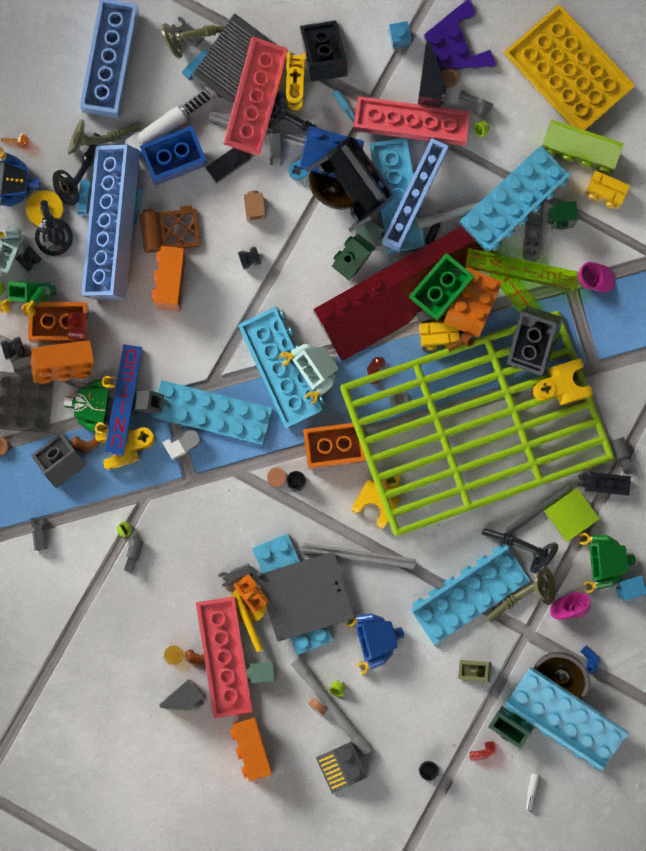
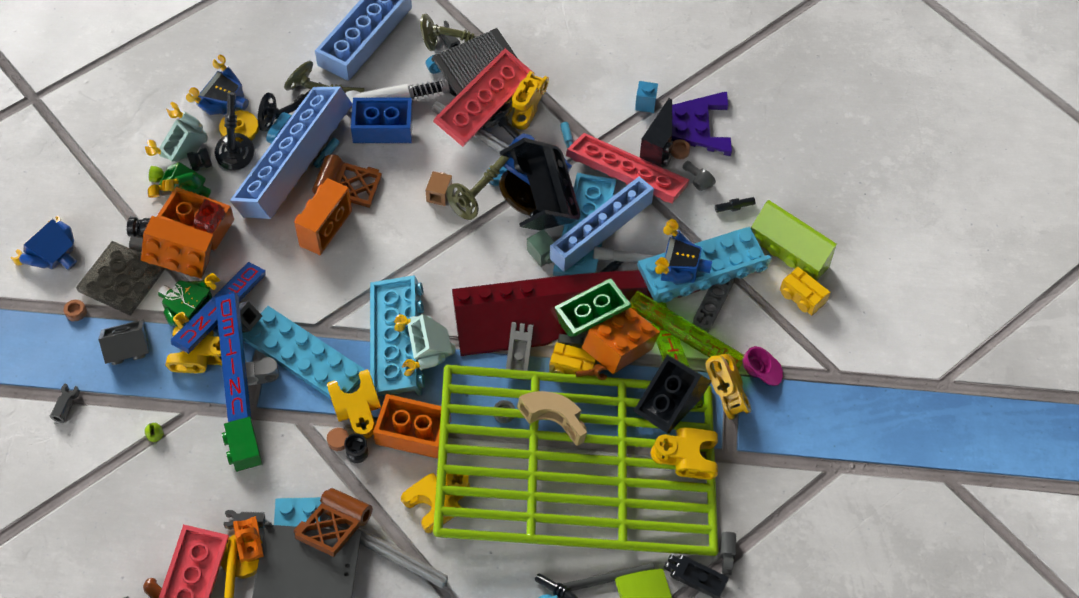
camera: 20 degrees right, 25 degrees down
(22, 140) = (249, 68): clear orange hand -> none
(83, 446) = (157, 338): dark orange arm -> none
(133, 554) = (147, 458): dark grey bar -> none
(162, 445) = (233, 357): none -> blue tile
(173, 655) = (133, 578): clear yellow tile -> none
(203, 513) = (242, 444): none -> green brick
(227, 164) = (433, 148): black hinge -> none
(247, 258) = (412, 229): black wheel -> none
(276, 146) = (484, 147): dark grey bar -> none
(281, 446) = (356, 405): none -> yellow piece
(285, 209) = (469, 195): none -> olive dish
(309, 537) = (342, 510): none -> dark orange piece
(324, 51) = (567, 89): black slope -> none
(353, 256) = (515, 259): dark green brick -> none
(374, 366) = (486, 381): clear red arm -> none
(390, 341) = (519, 348): none -> light grey hinge
(447, 390) = (556, 408): none -> tan arch
(479, 126) = (695, 198): lime hinge -> none
(498, 211) = (681, 258): none -> torso
(518, 121) = (735, 204): none -> black bar
(562, 215) = (748, 293): dark green brick -> none
(569, 69) = (804, 176): yellow plate -> none
(574, 309) = (721, 377): none -> yellow piece

